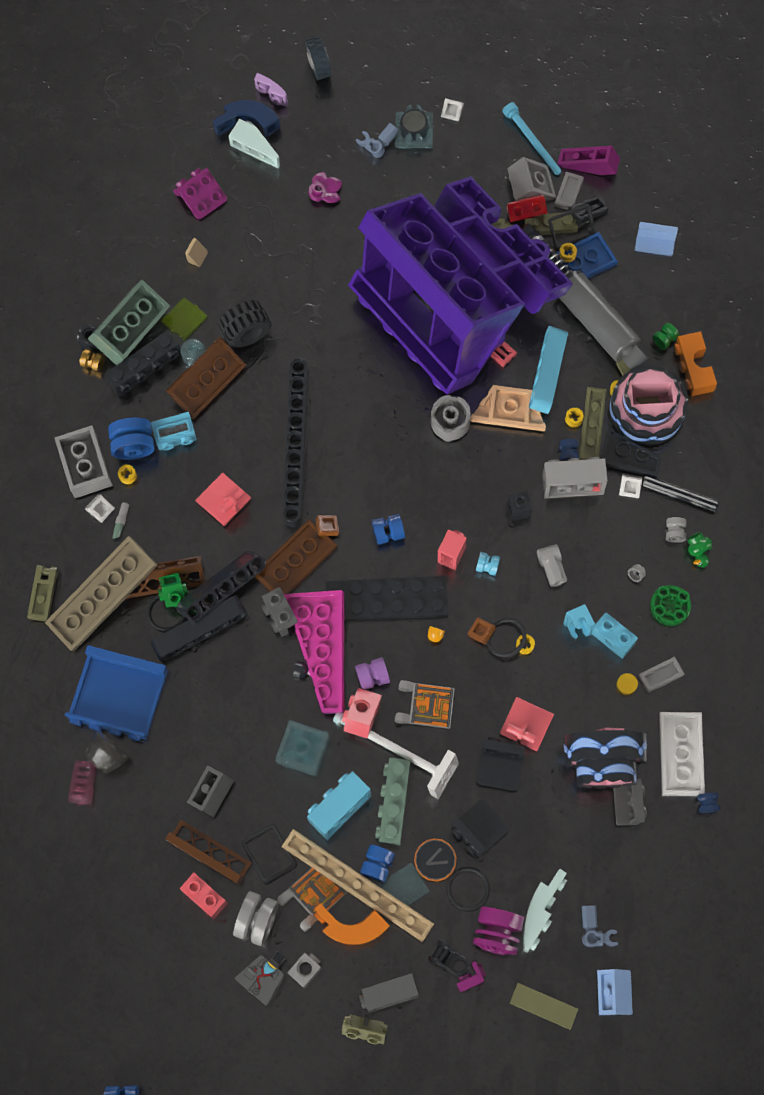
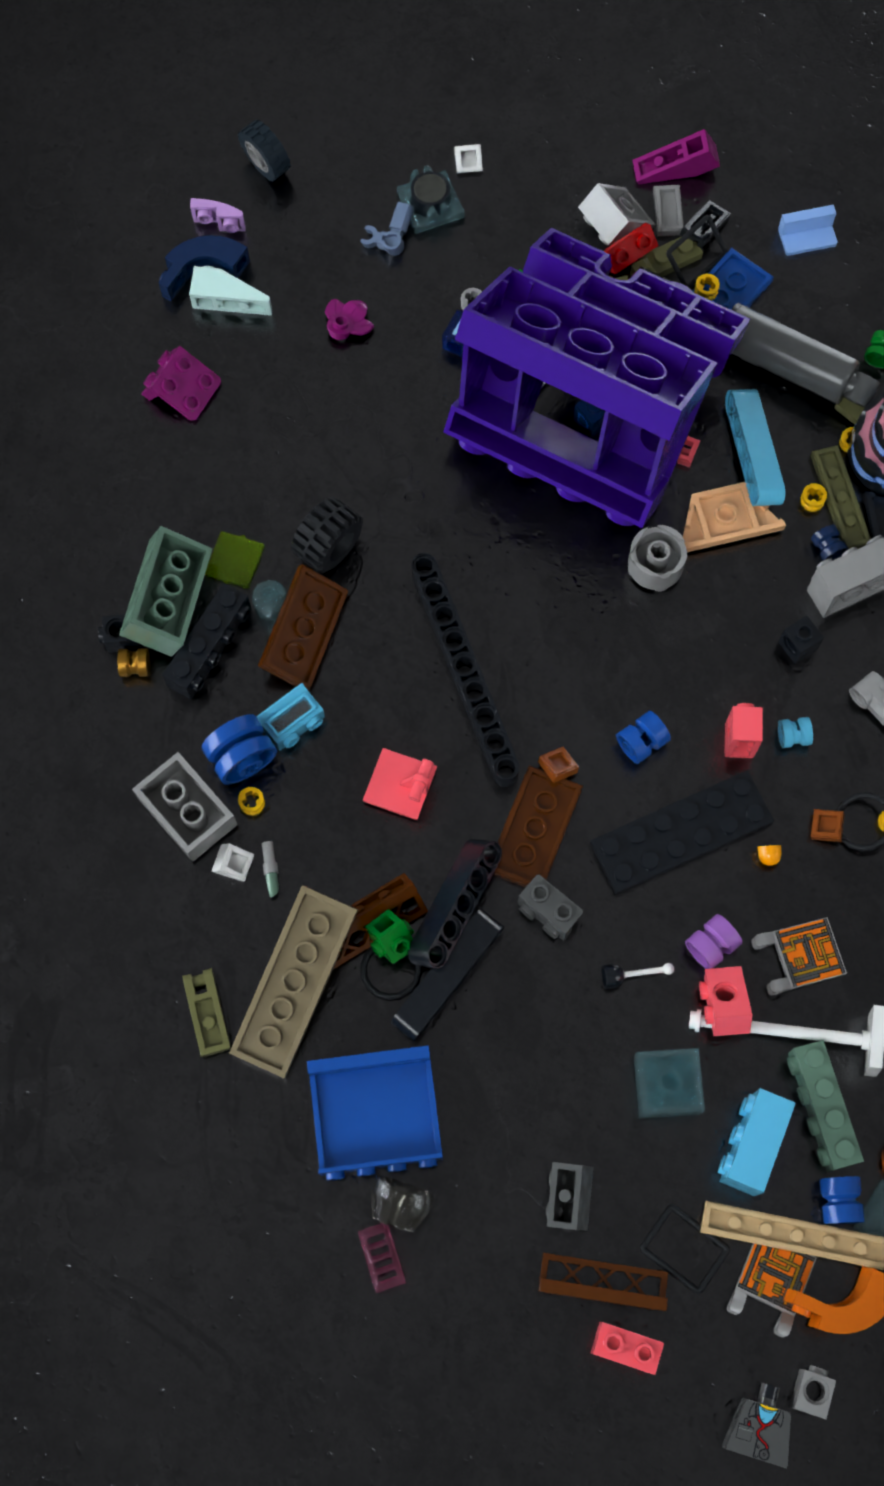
camera: 25 degrees left, 0 degrees up
(196, 253) = (212, 466): tan slope -> none
(255, 918) = (717, 1350): light grey wheel -> none
(322, 643) = (628, 927): dark pink wing -> none
(511, 111) = (548, 135): medium azure piece -> none

